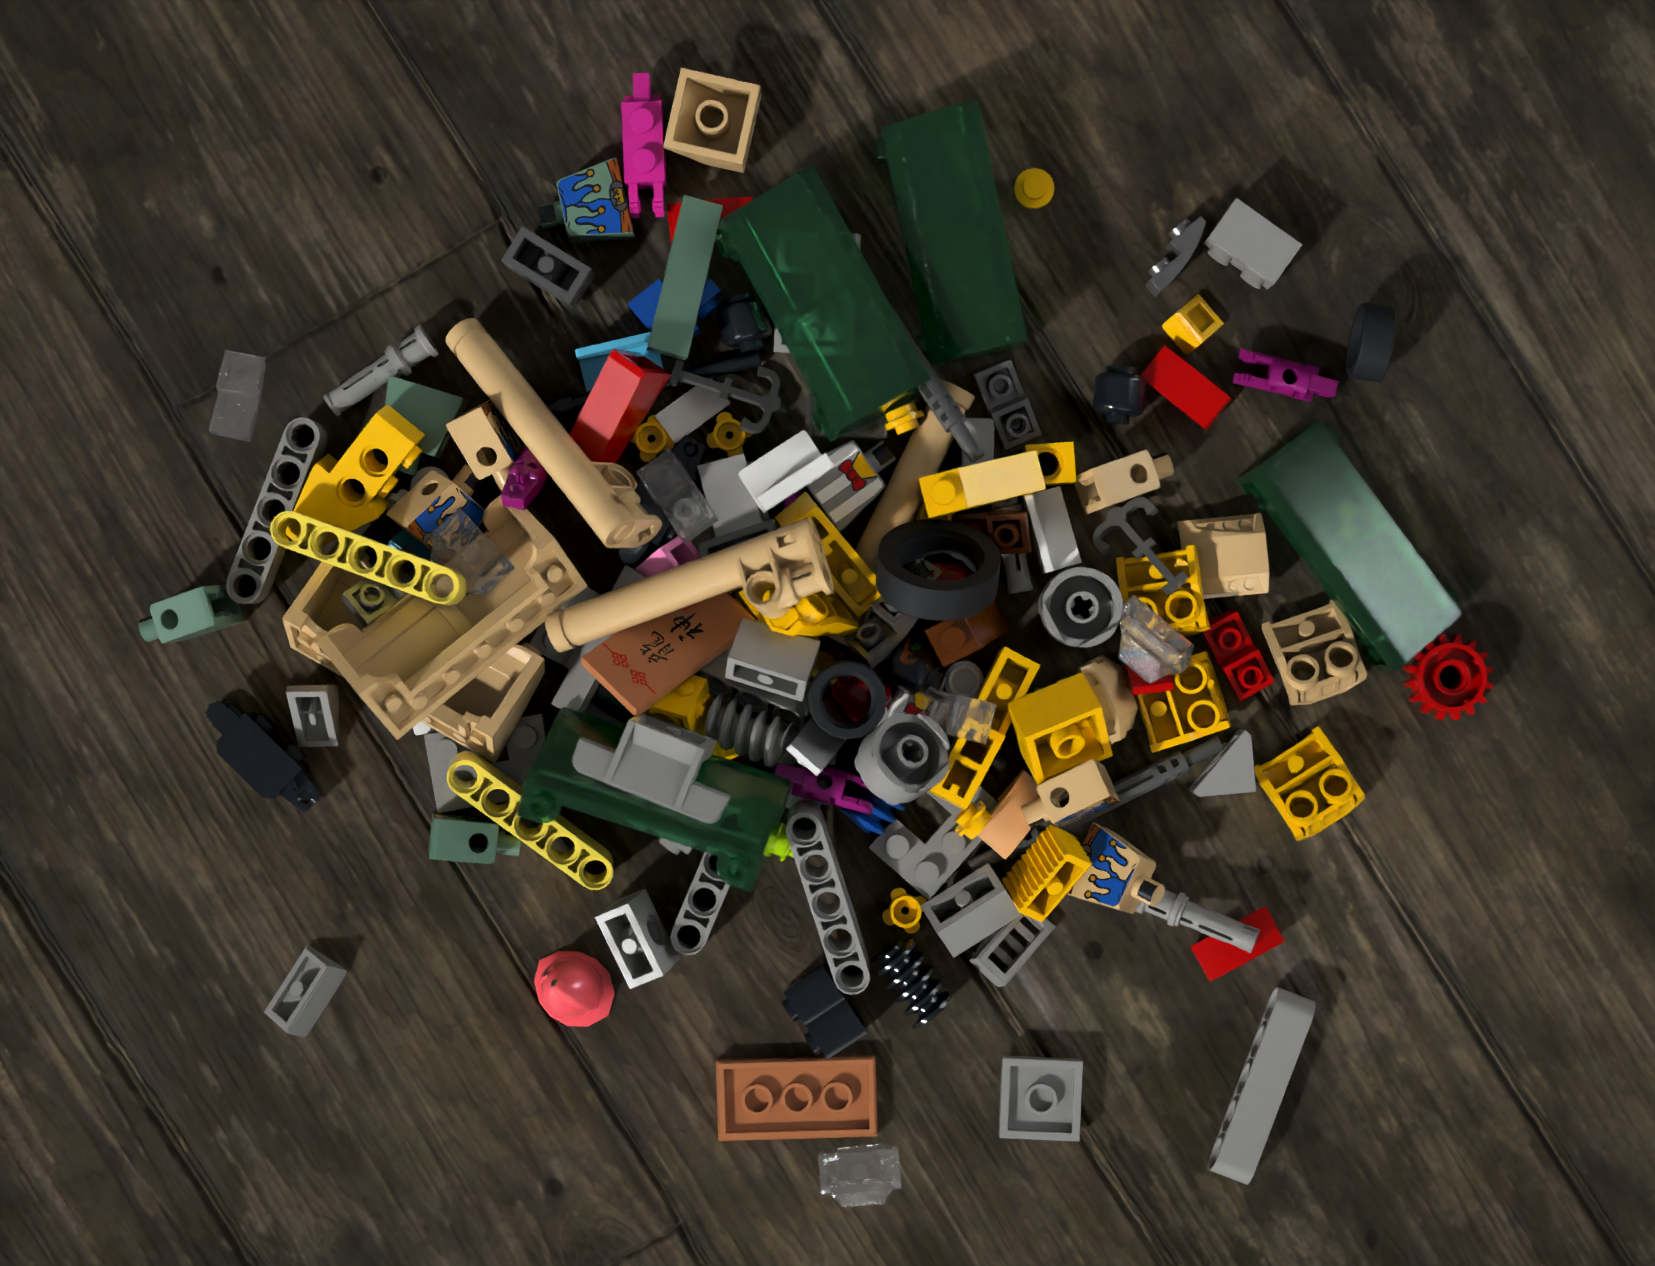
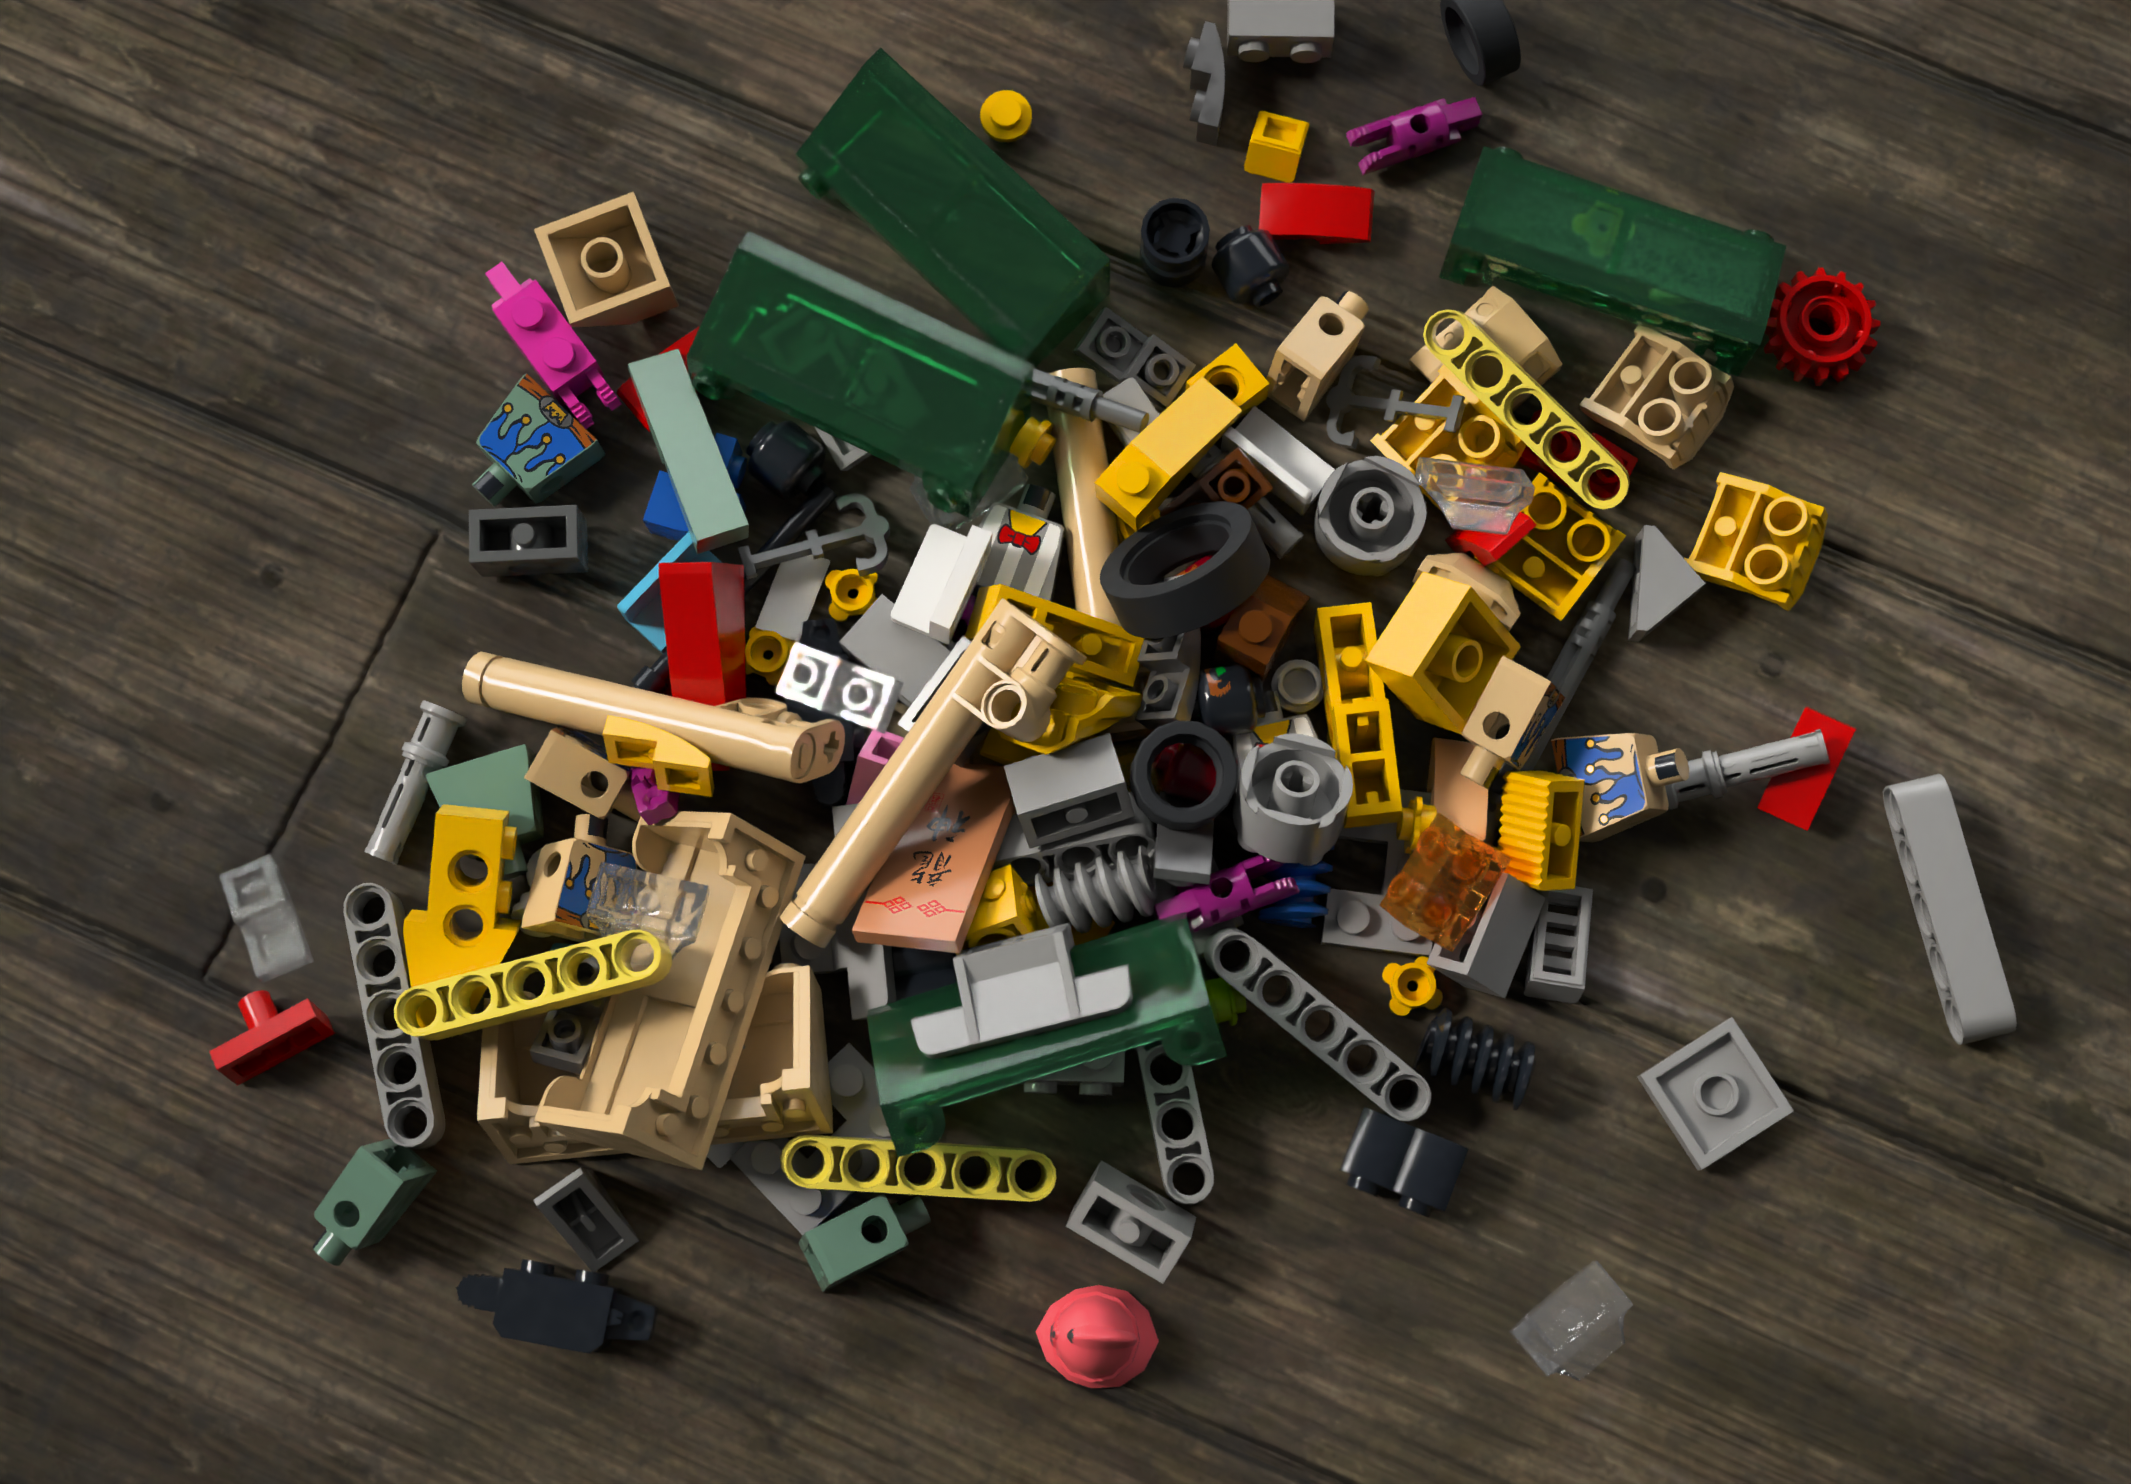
camera: 30 degrees left, 10 degrees down
(194, 472) = (269, 1036): none -> red tile
(541, 478) = (675, 762): none -> yellow slope
(796, 1097) = (1439, 1287): nougat tile -> none
(959, 715) = (1322, 708): clear slope -> none
(963, 868) = (1441, 892): none -> clear orange brick
(1081, 347) = (1174, 242): none -> black wheel
(1215, 627) = (1500, 401): none -> light yellow beam

